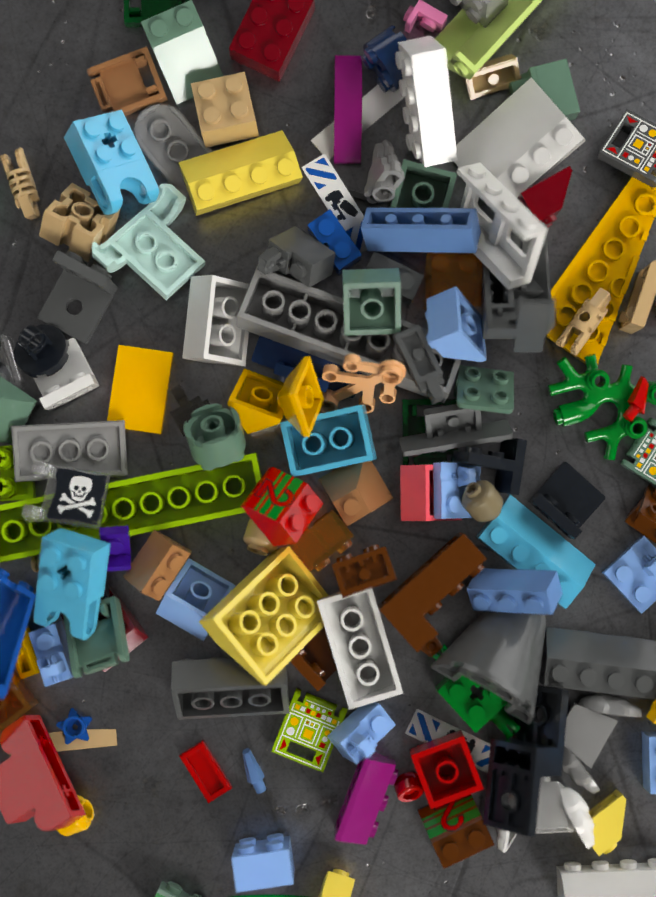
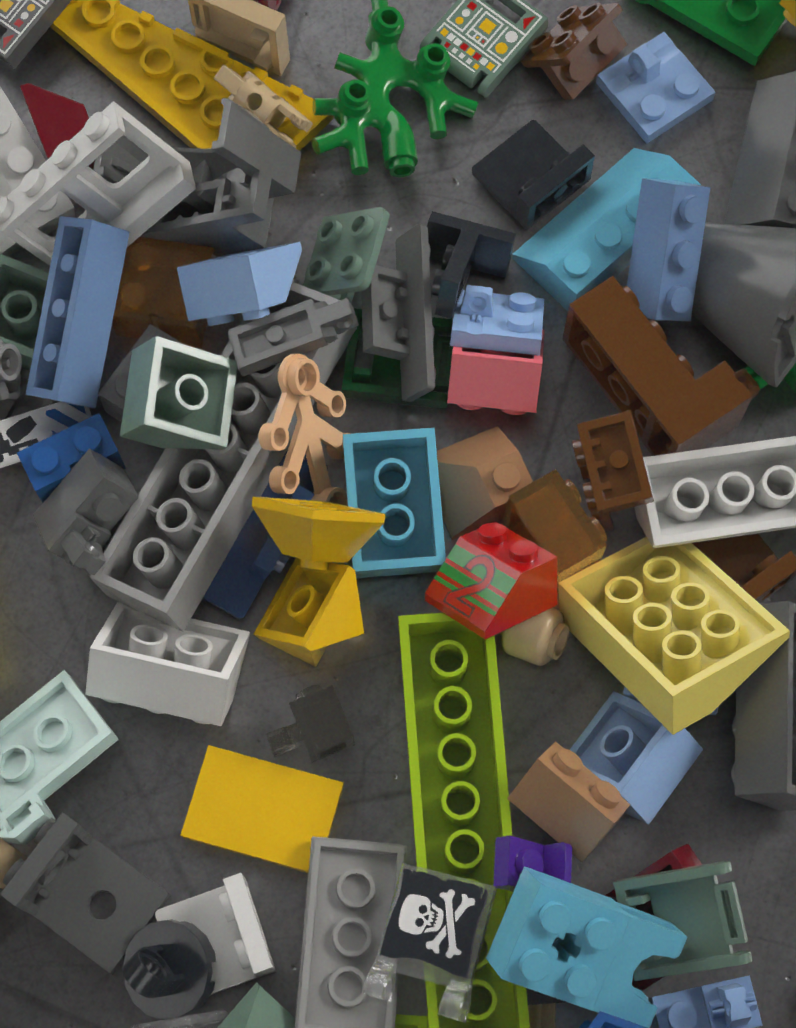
camera: 80 degrees left, 15 degrees down
(215, 436) = (362, 674): sand green brick -> none
(482, 501) = (520, 280): dark tan head -> none
(637, 399) = (392, 49): red bar -> none

